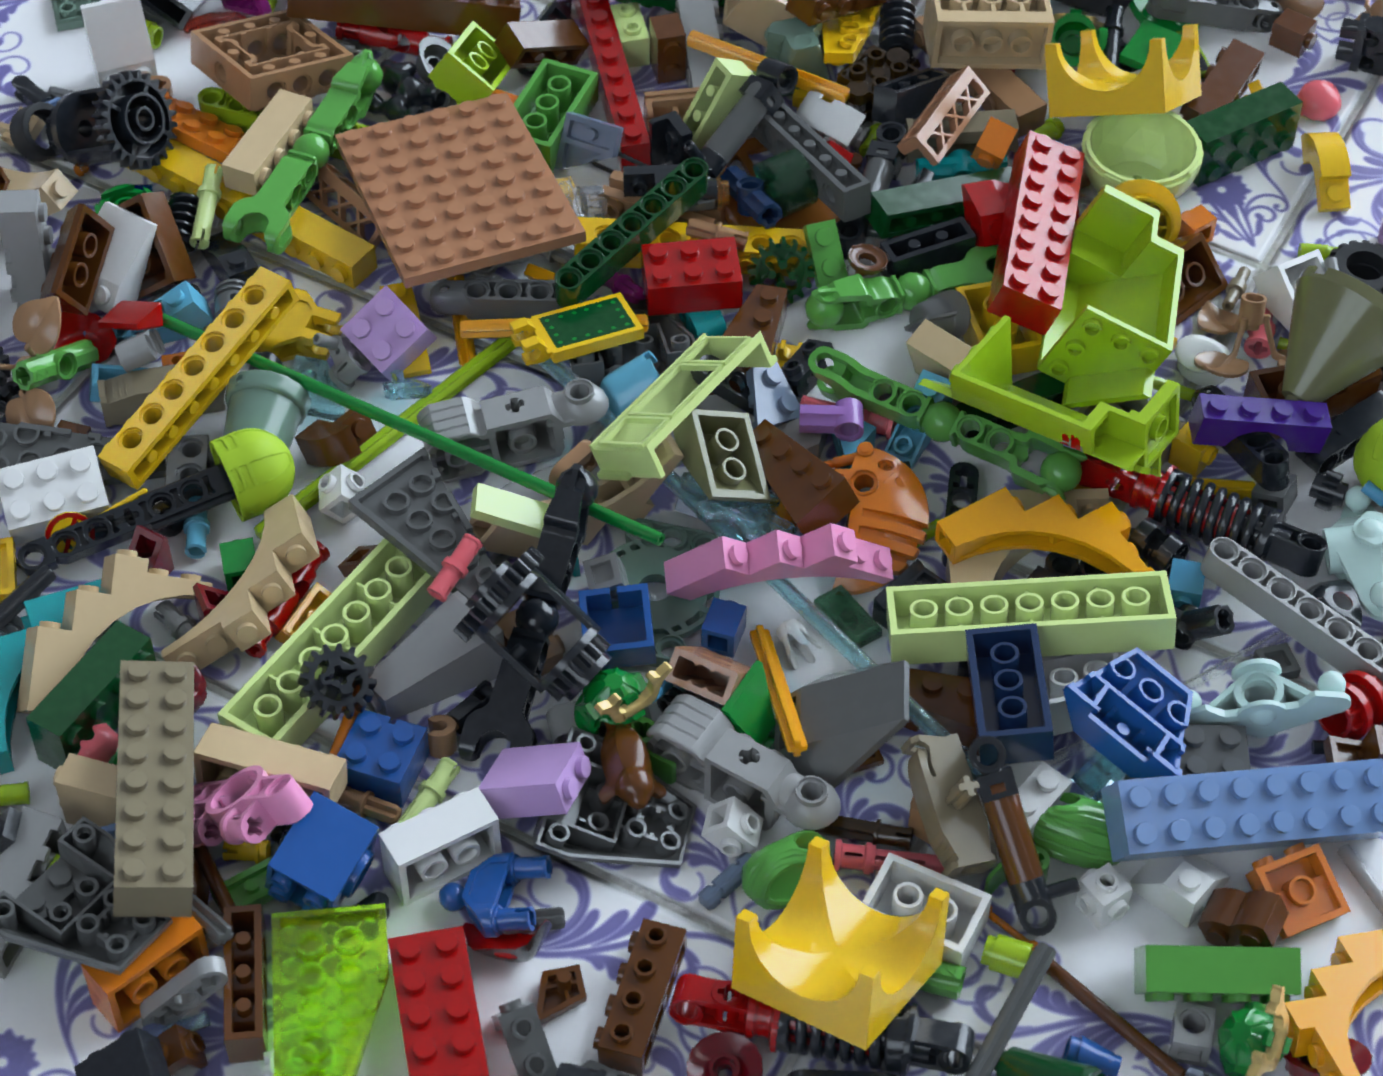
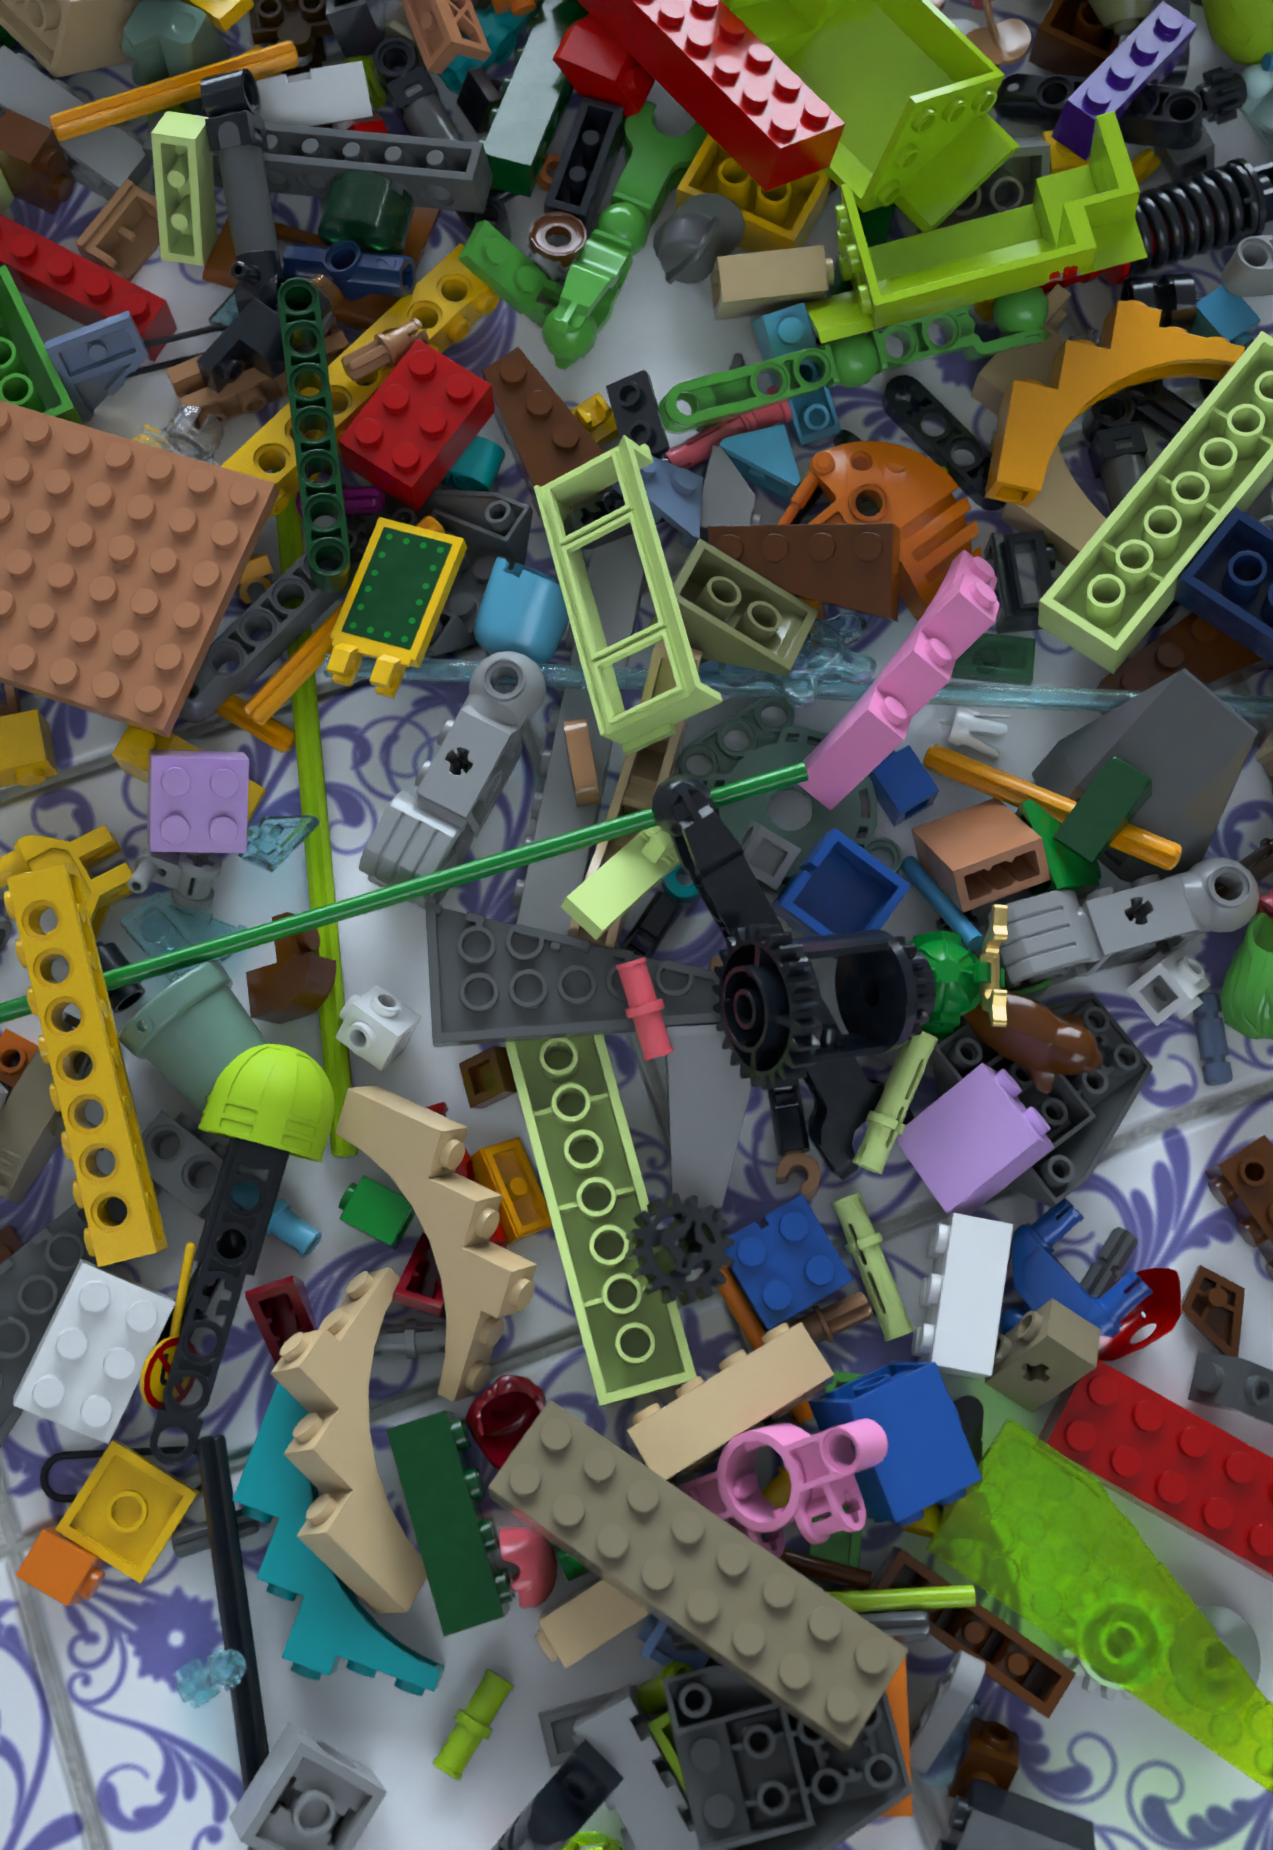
camera: 50 degrees left, 25 degrees up
(237, 924) = (907, 1598): none -> lime piece
(440, 899) = (1043, 1355): none -> dark tan brick
(481, 742) = (890, 1111): none -> yellowish green pin
(667, 138) = (187, 276): black bracket -> none
(782, 252) = (486, 307): dark green gear -> none
(791, 696) = (1104, 809): none -> dark green slope
(842, 419) = (756, 450): medium lavender piece -> none

